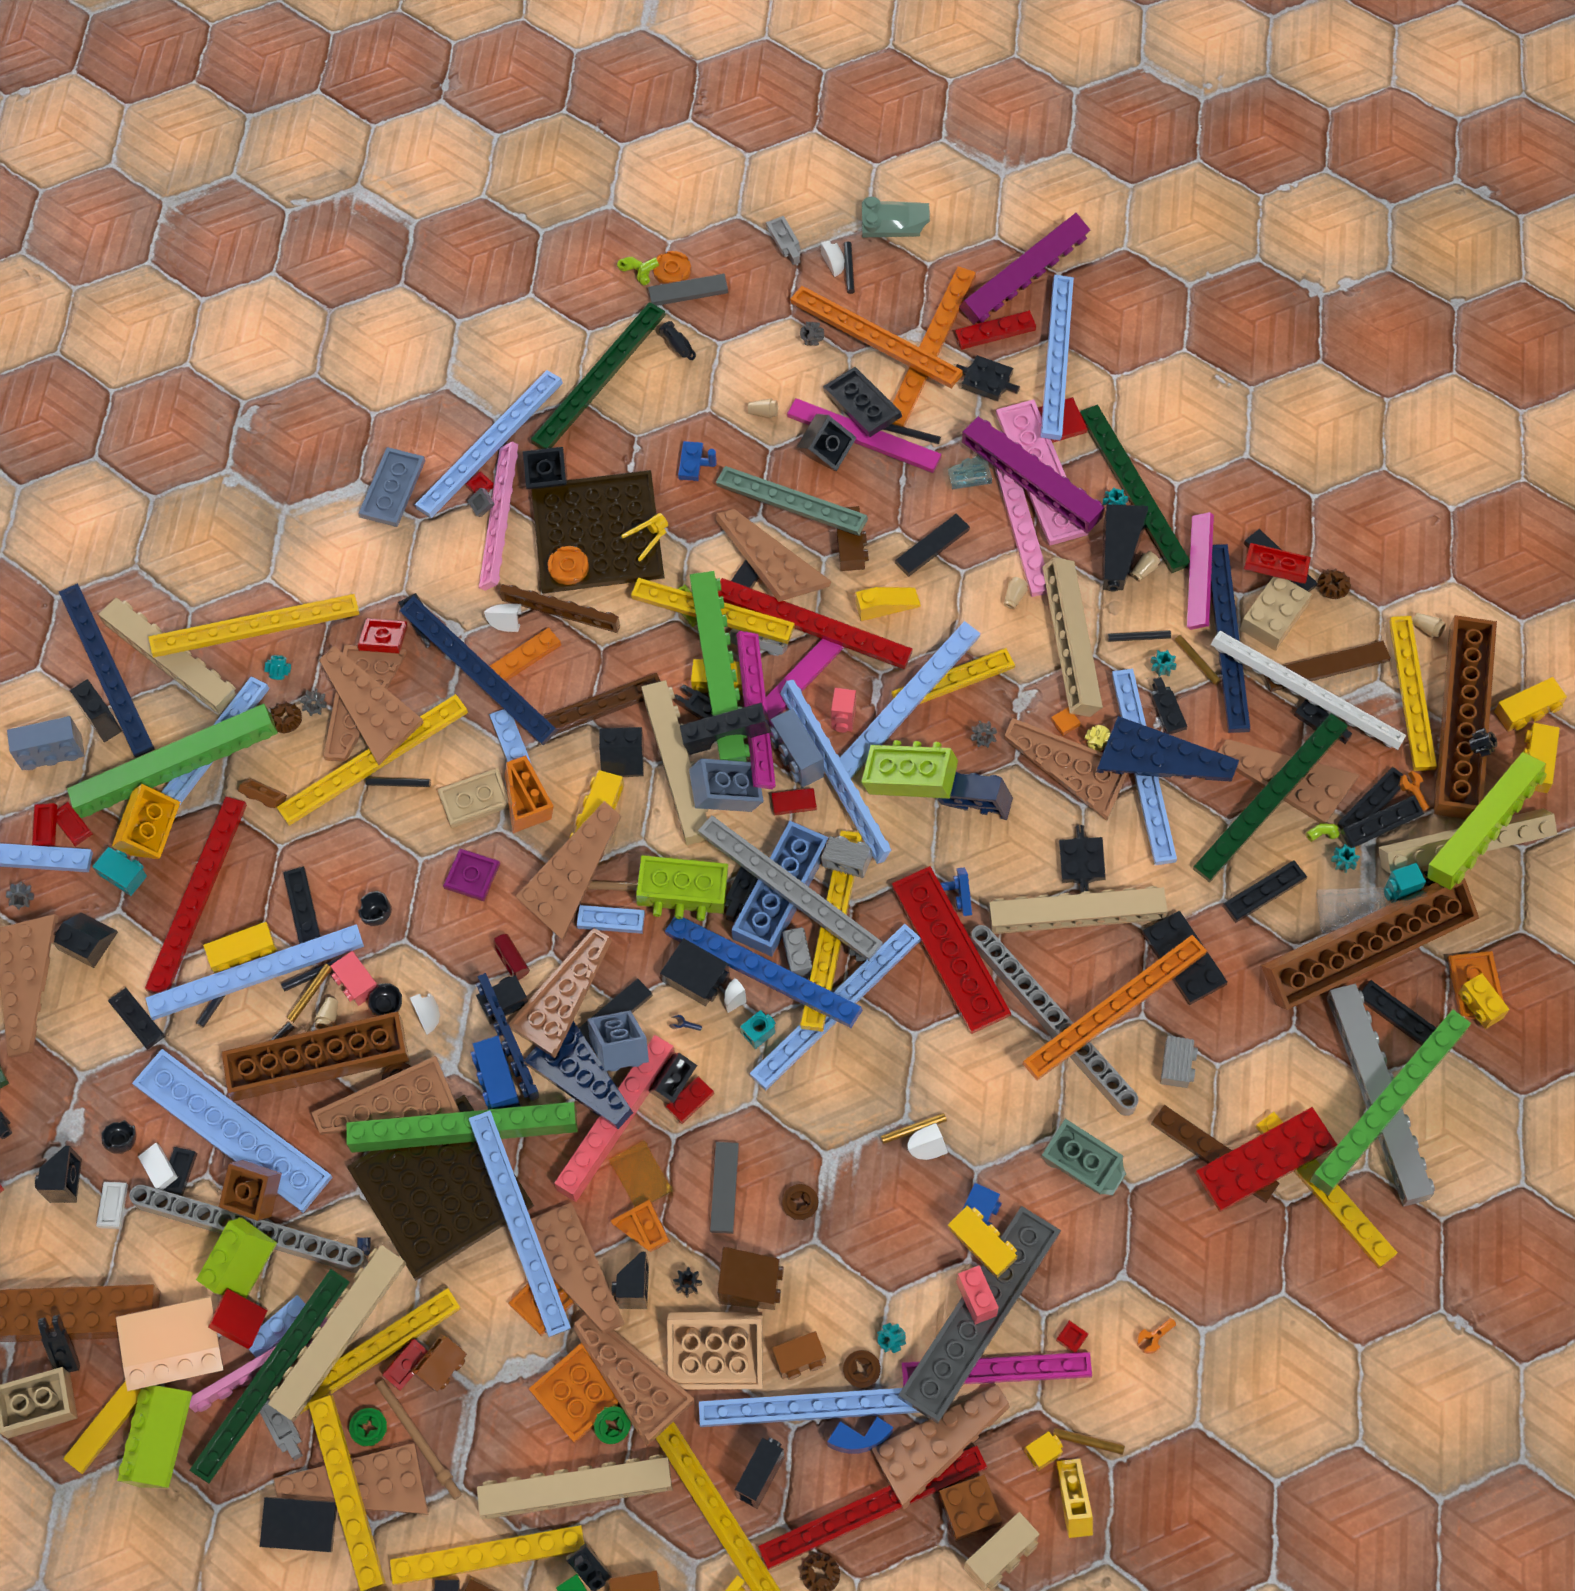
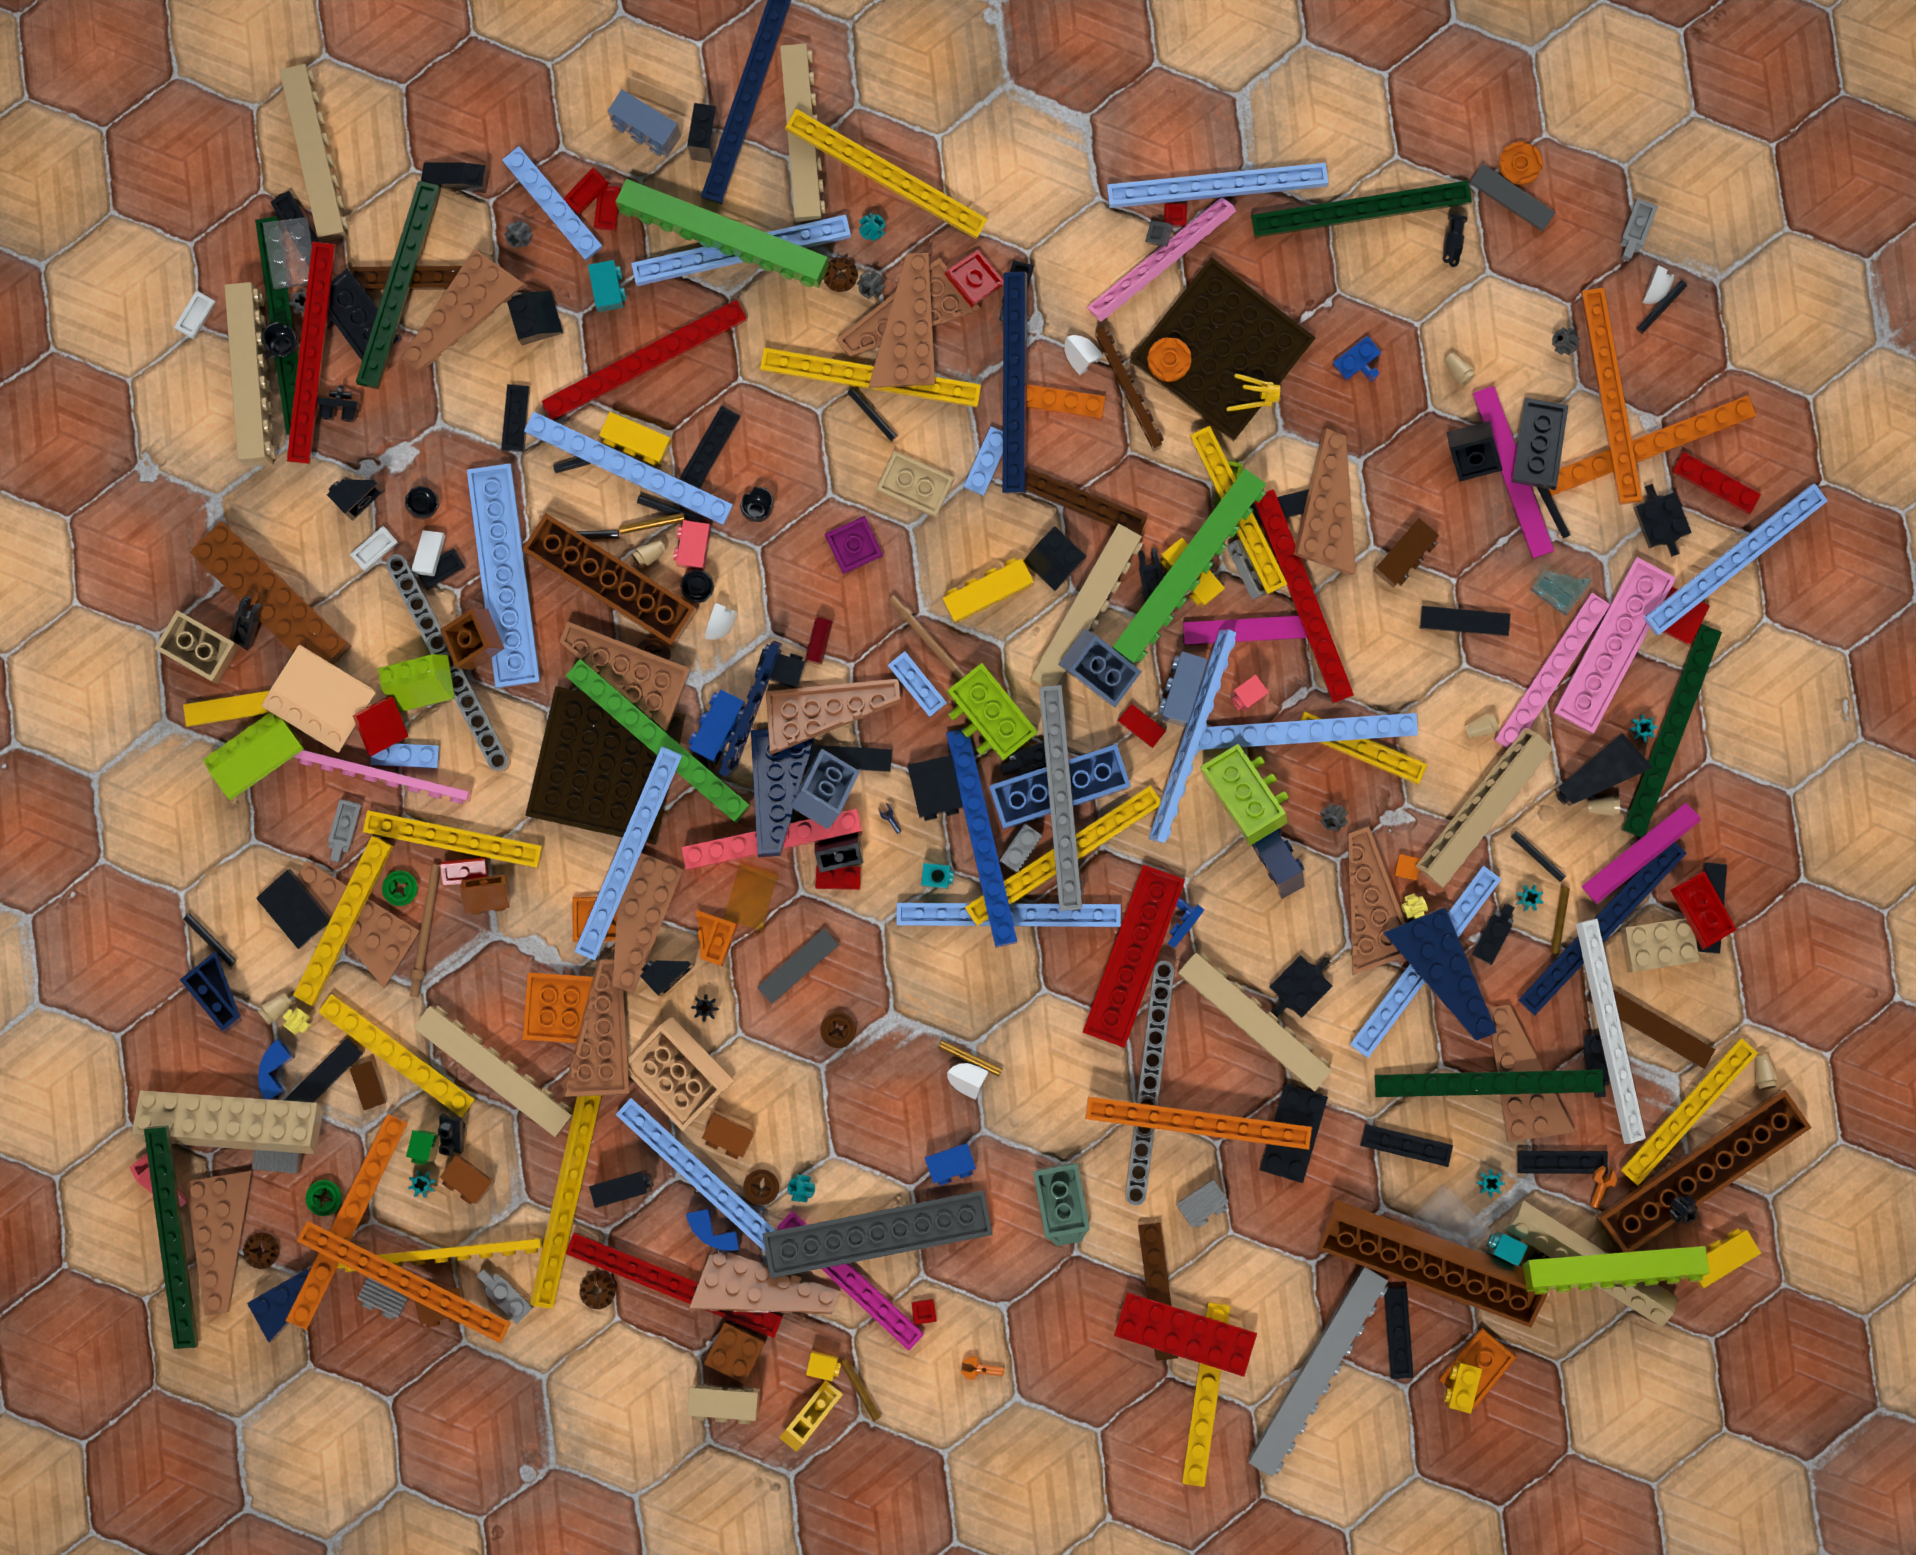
camera: 45 degrees right, 20 degrees up
(146, 823) = (656, 268): light orange slope -> none
(258, 791) = (764, 324): dark orange plate -> none
(269, 1376) = (366, 789): dark green plate -> none
(337, 1333) = (435, 806): tan brick -> none
(364, 1244) = (514, 755): dark blue hand -> none
(392, 487) = (1105, 149): sand blue plate -> none
(526, 795) = (950, 524): orange wedge -> none
(545, 468) = (1233, 257): black slope -> none
(565, 878) = (911, 621): nougat wing -> none
(612, 1435) = (552, 1059): green gear -> none
(629, 263) = (1492, 126): lime arm -> none
(644, 270) = (1494, 146): lime arm -> none
(734, 995) = (944, 833): white brick -> none
(746, 721) = (1153, 632): black arch -> none
(749, 1279) = (746, 1051): reddish brown slope -> none
(754, 693) = (1183, 628): dark pink tile -> none
(792, 500) = (1392, 477): sand green plate -> none
(846, 856) = (1129, 813): light grey brick -> none
(885, 601) = (1378, 634): yellow slope -> none
(893, 218) = (1746, 297): sand green slope -> none
(977, 1295) = (883, 1223): coral brick -> none
(983, 1241) = (927, 1191): yellow brick -> none
(1025, 268) = (1797, 454): magenta brick -> none
(1033, 474) = (1600, 645): magenta brick -> none
(1321, 829) = (1501, 1144): lime arm -> none
(1330, 590) = (1723, 970): reddish brown gear -> none
(1382, 822) = (1549, 1184): black tile -> none
(1390, 1102) = (1312, 1389): bright green brick -> none
(1530, 704) = (1764, 1212): yellow brick -> none

